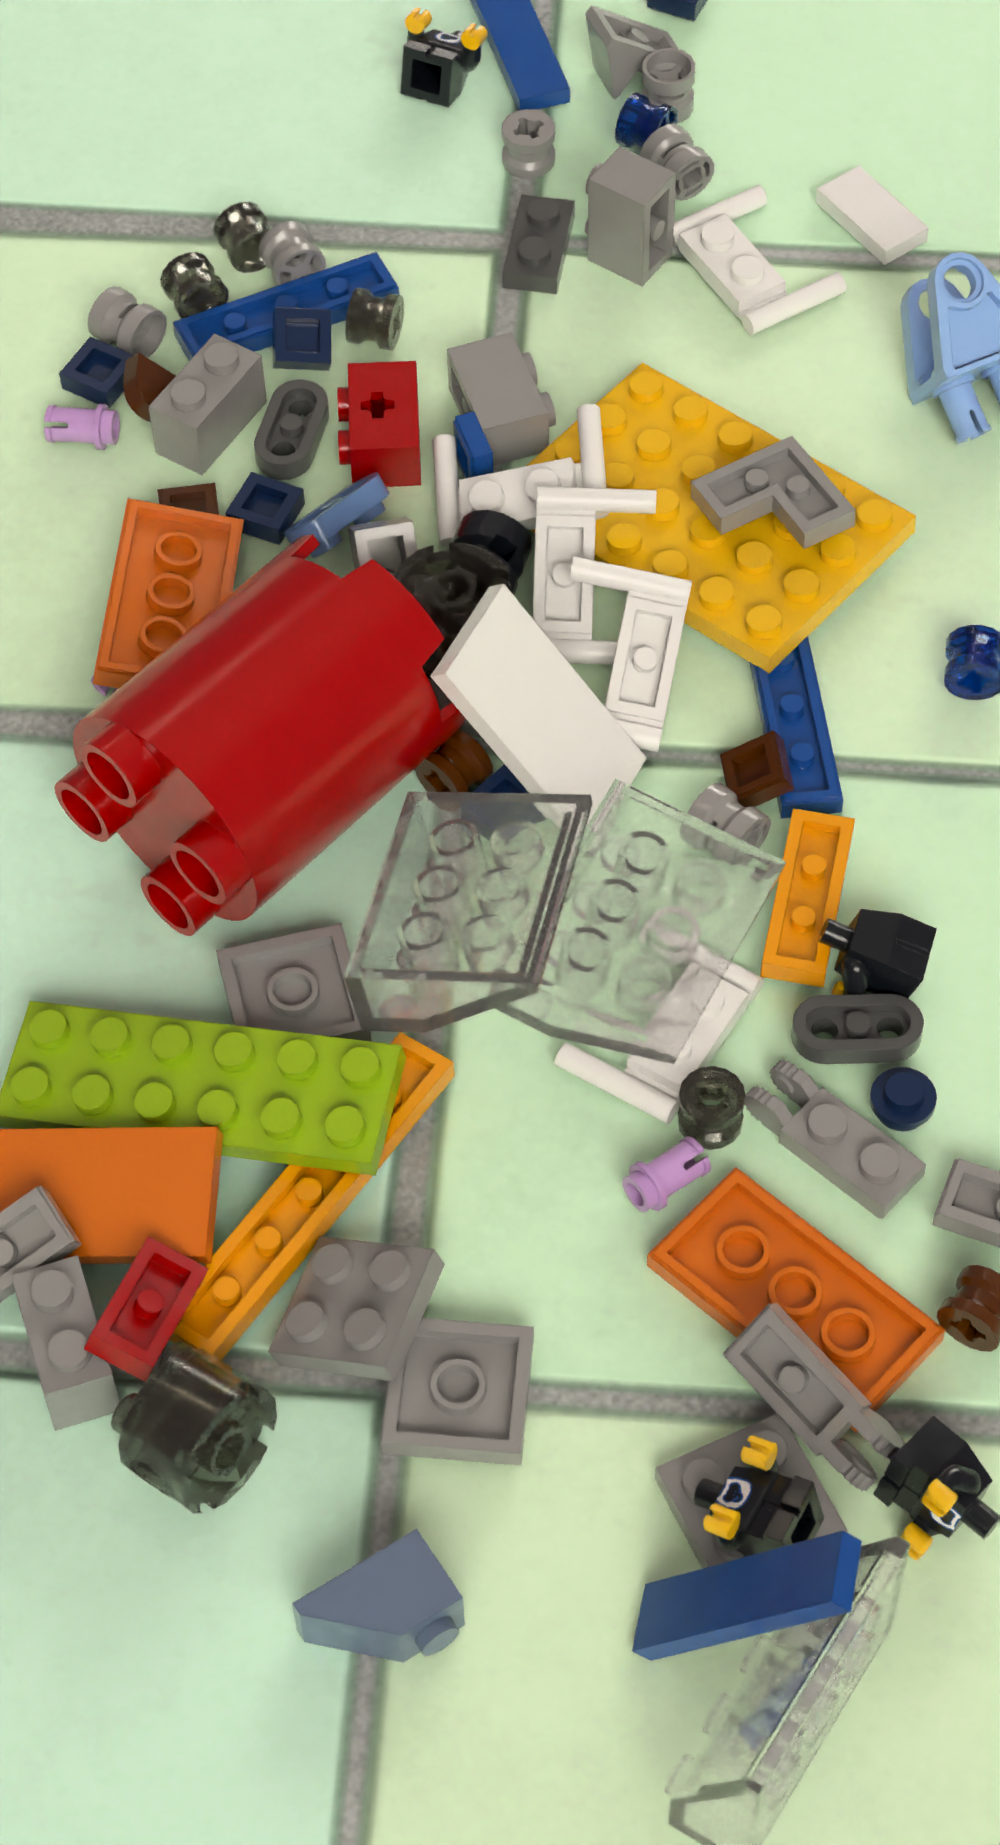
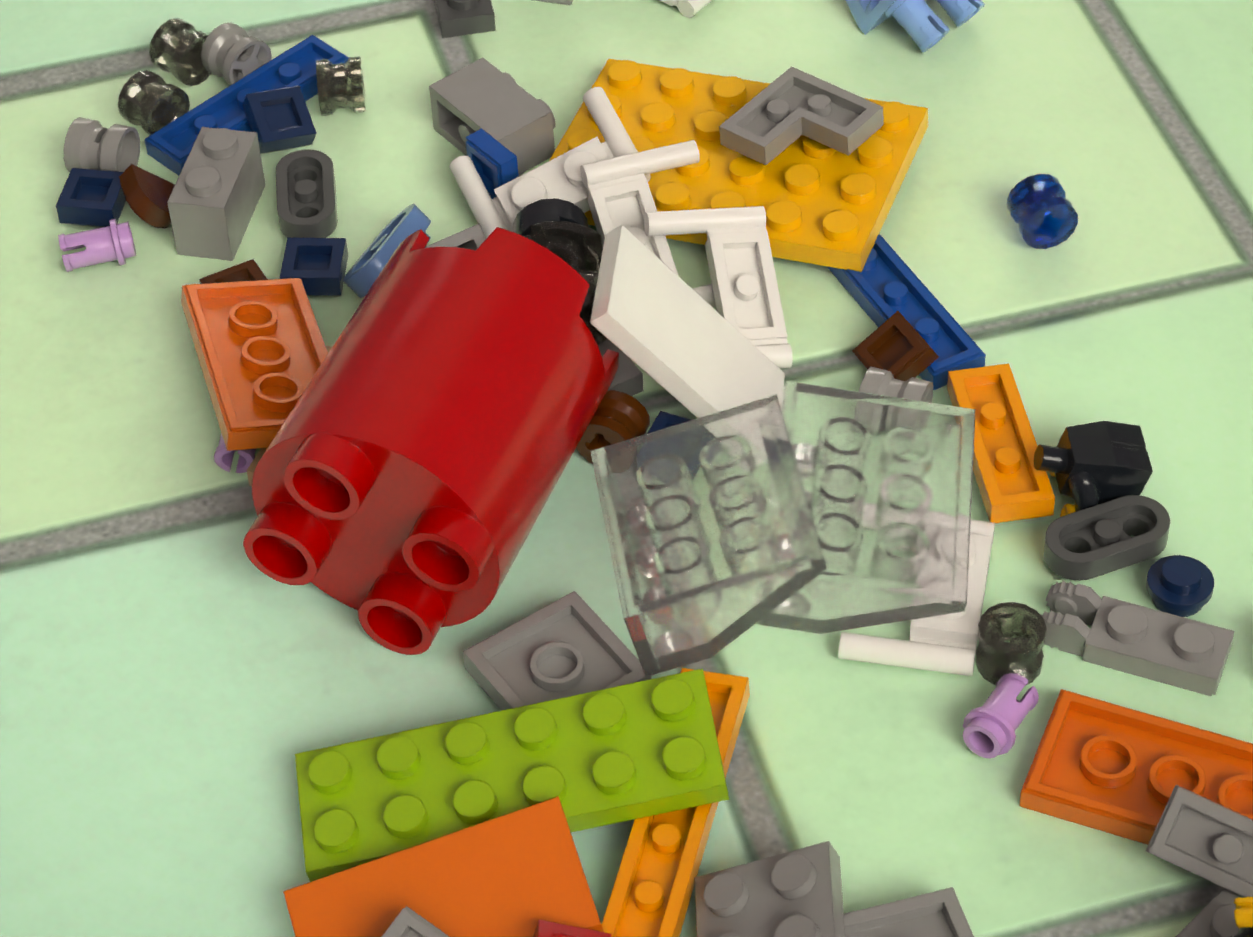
camera: 20 degrees left, 10 degrees down
(382, 422) = (392, 164): red brick -> none

